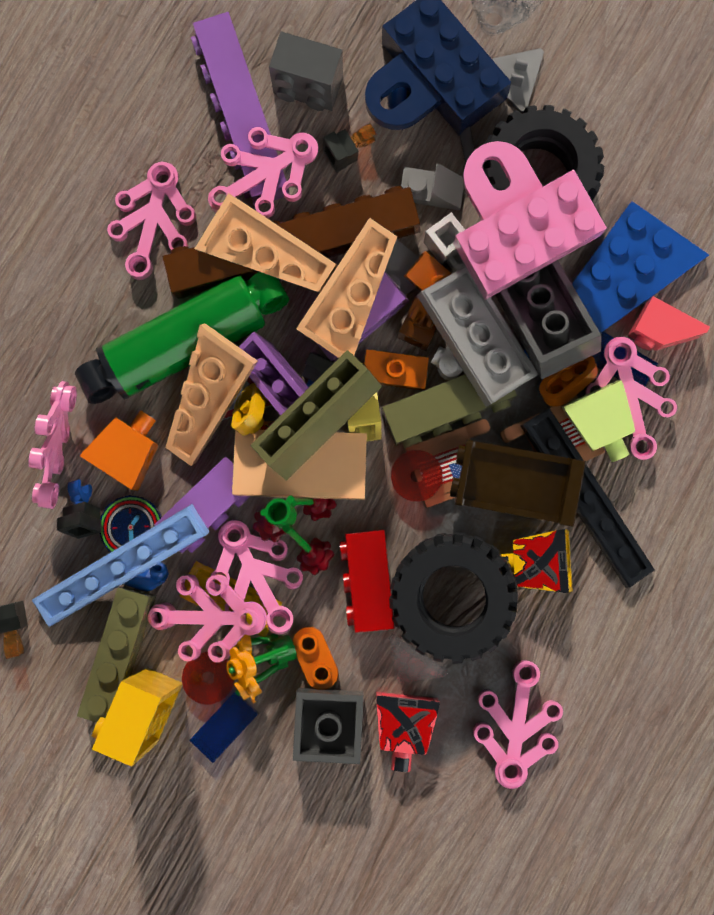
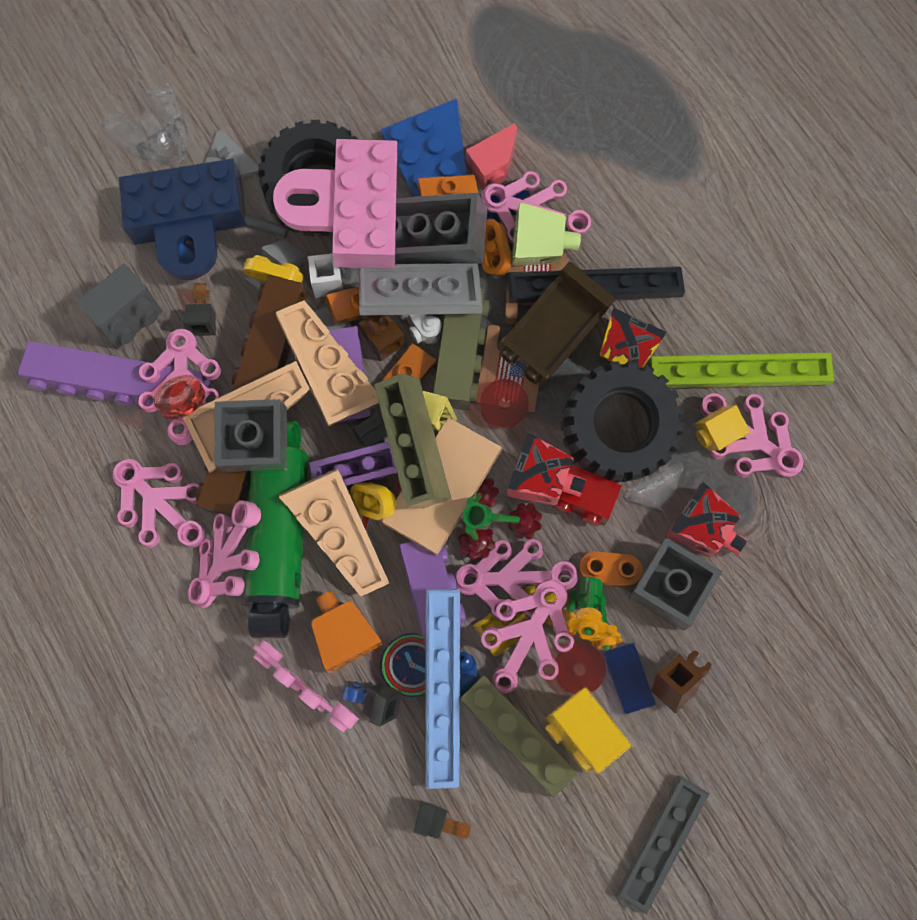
camera: 60 degrees left, 10 degrees down
(95, 308) = (206, 588): none -> bright pink plant
(96, 830) = (662, 844): none -> dark grey tile
(238, 267) = (250, 435): none -> dark grey brick
(243, 774) = (679, 681): none -> reddish brown brick
(245, 180) = (179, 397): none -> clear red piece
(360, 551) = (543, 474): none -> torso
(415, 176) = (260, 267): none -> yellow plate
(503, 693) = (721, 428): none -> yellow brick
(579, 684) = (745, 370): none -> lime plate
(601, 304) = (447, 185): none -> orange plate

